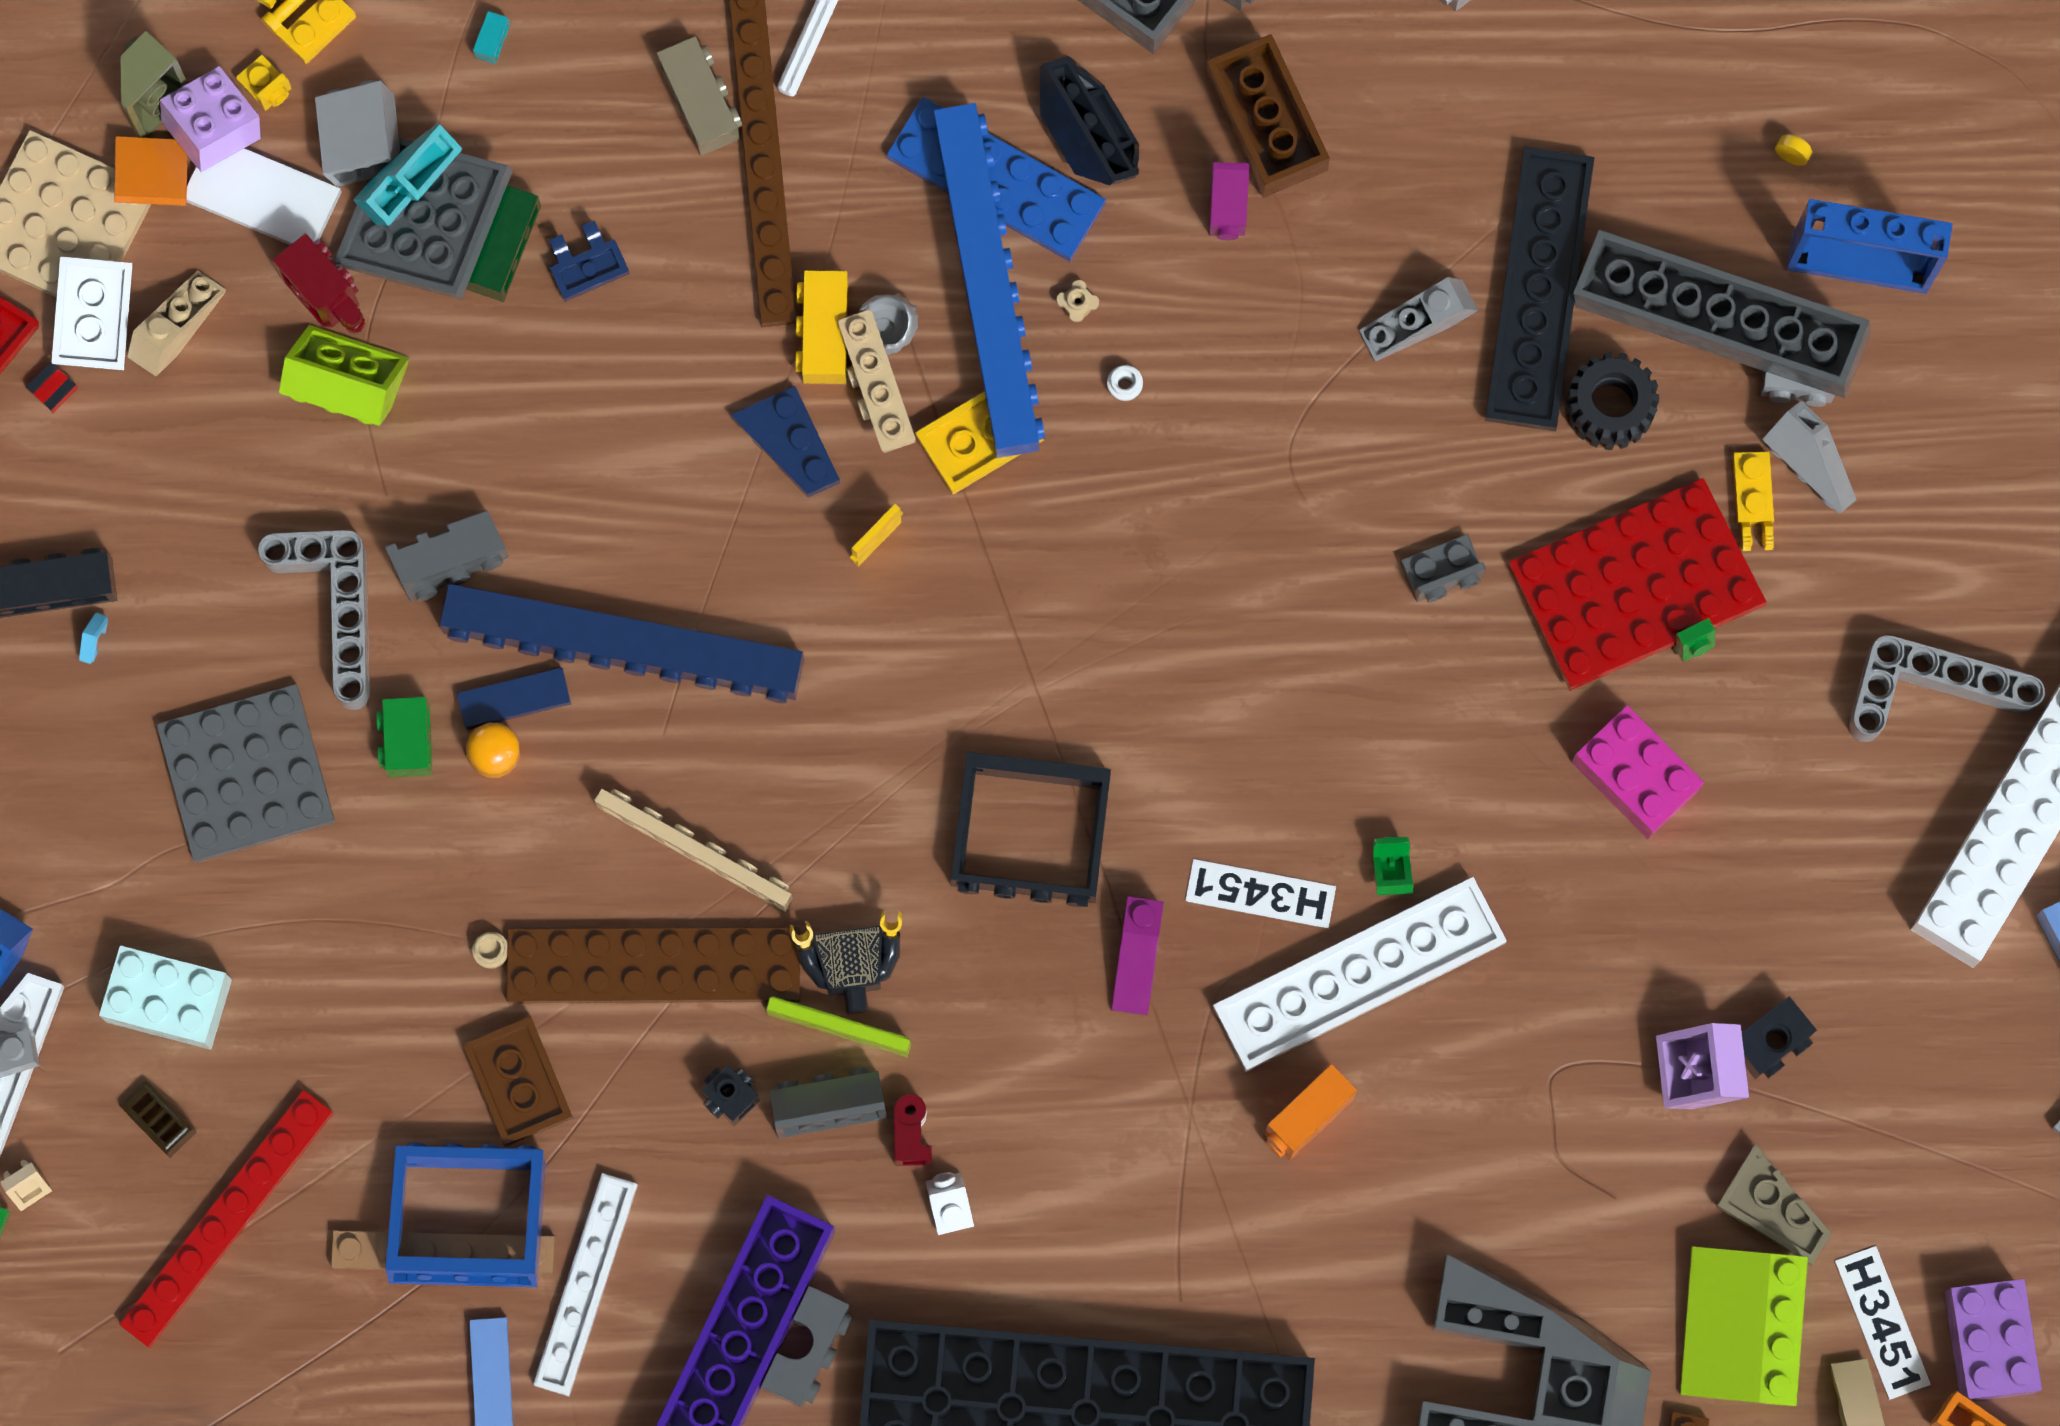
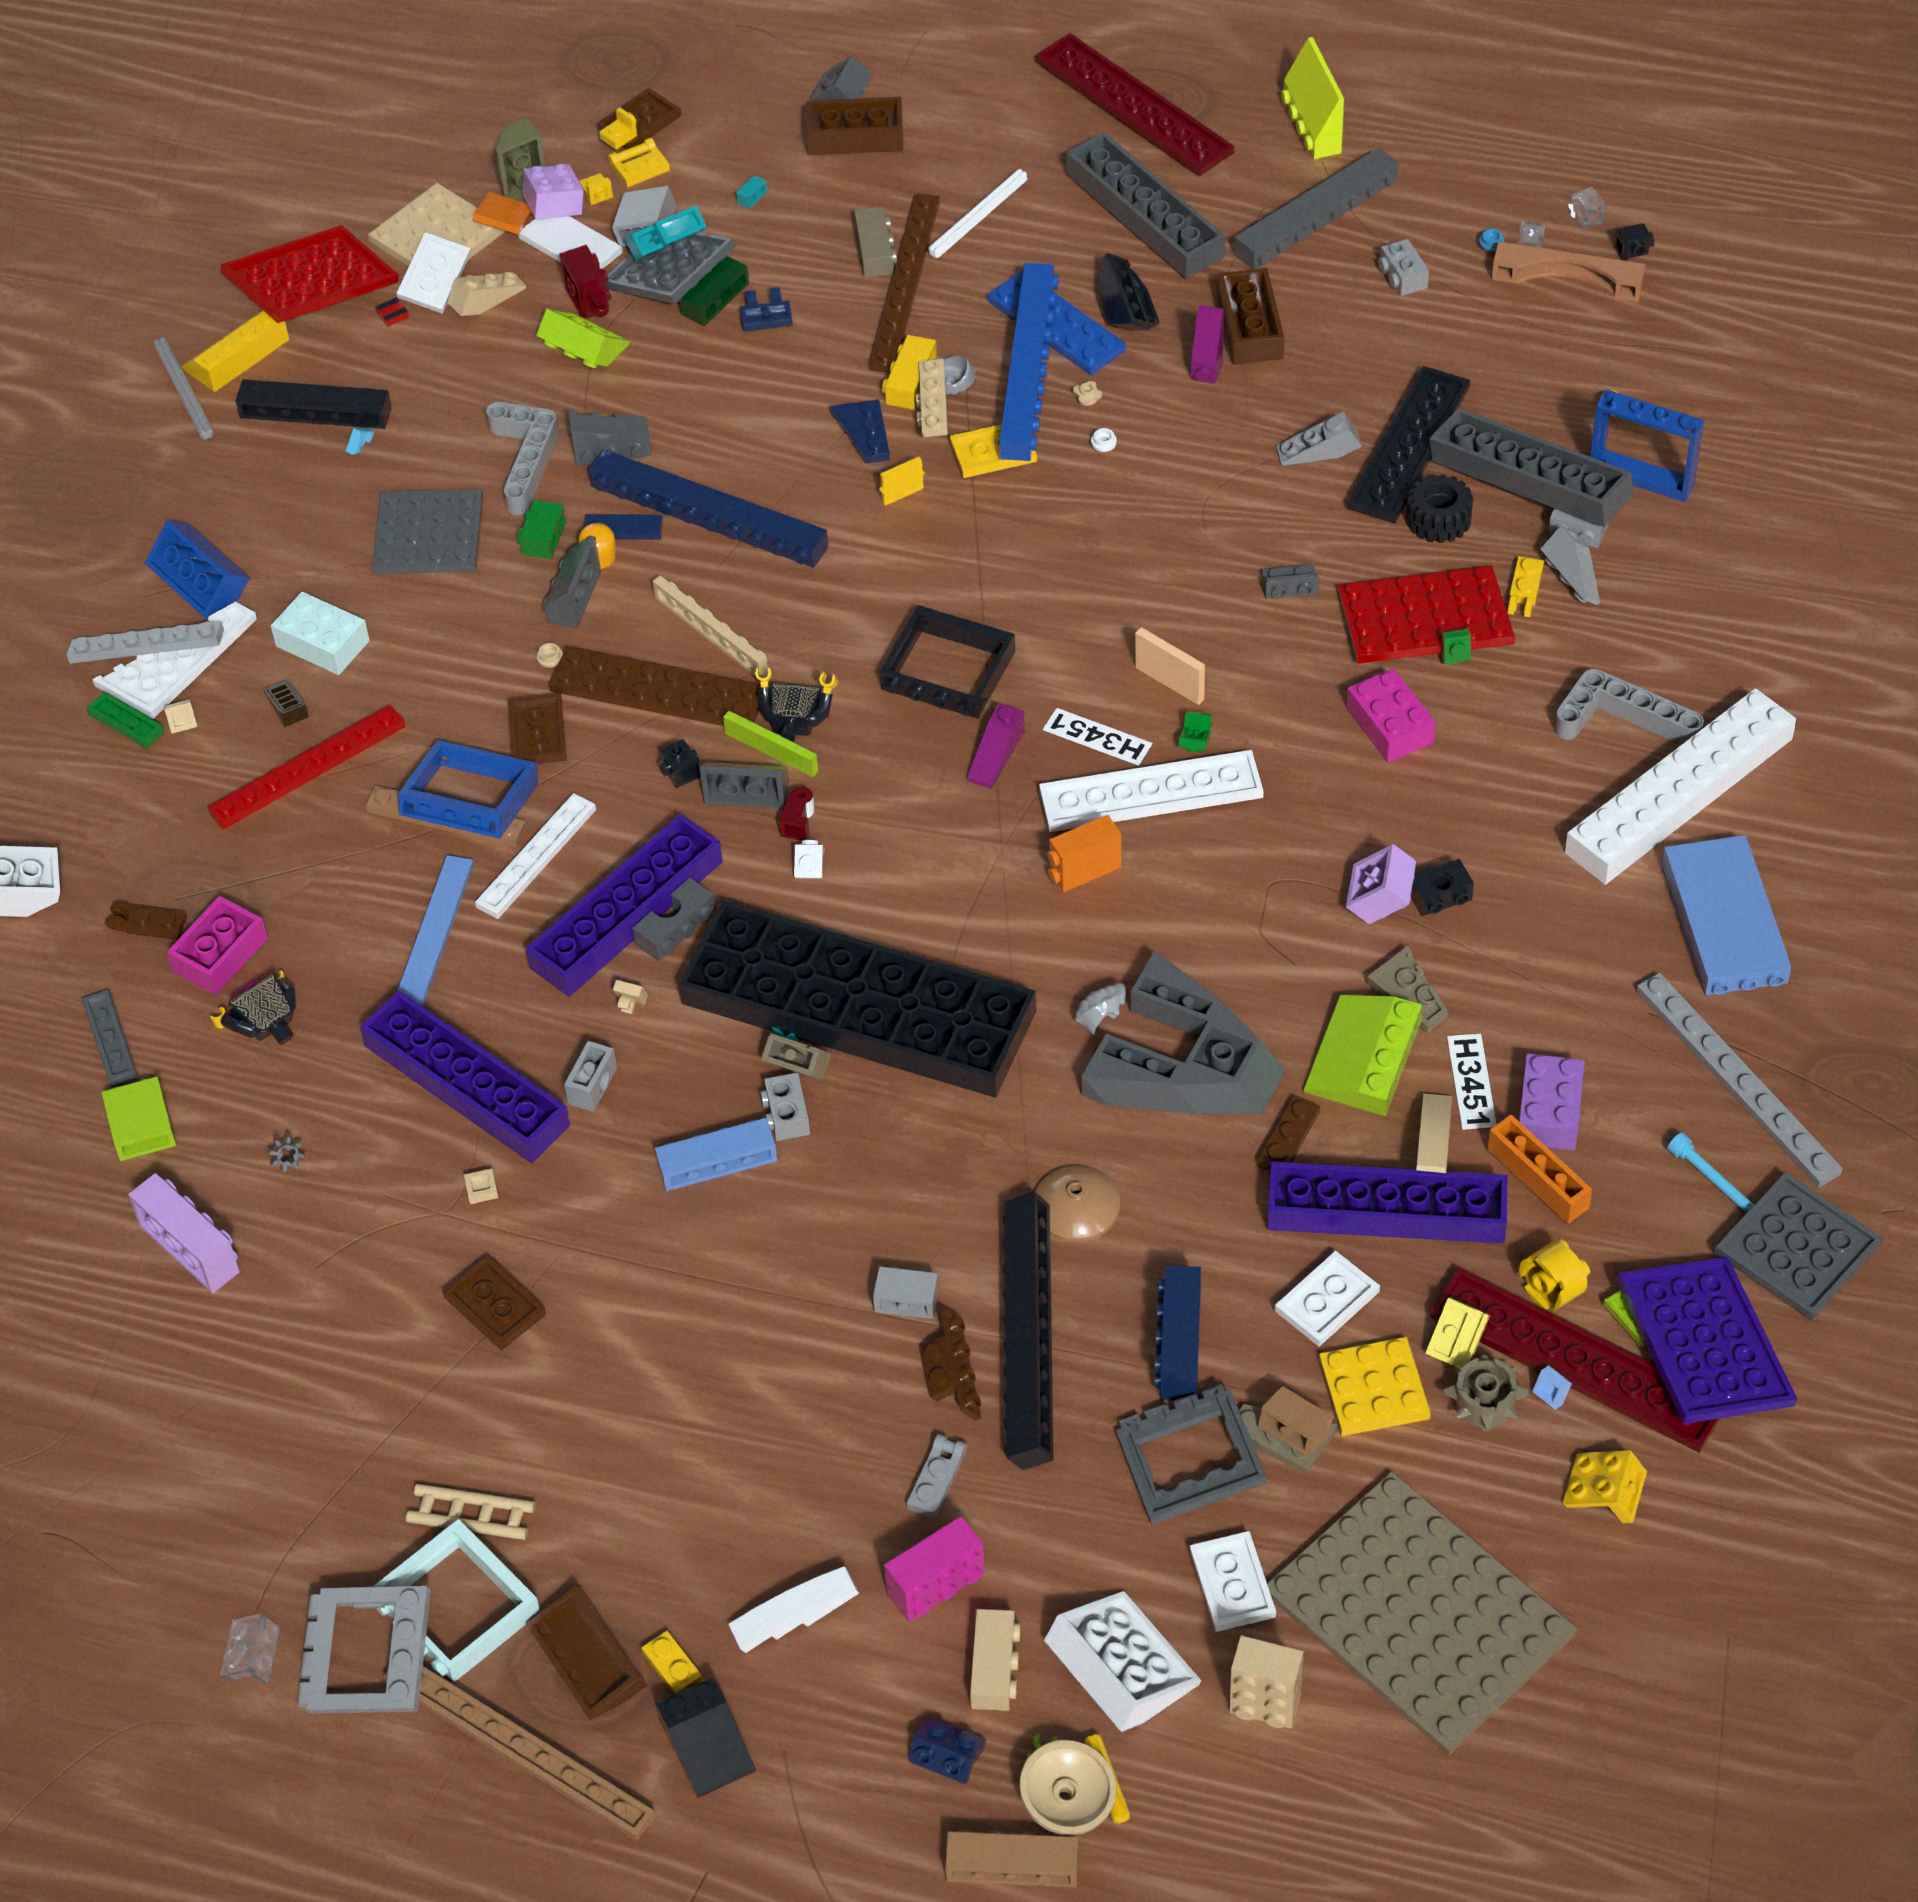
camera: 20 degrees right, 25 degrees down
(483, 828) = (573, 585): none -> dark grey slope
(1332, 771) = (1170, 666): none -> light nougat tile
(1400, 1348) = (1099, 1005): none -> light grey hair

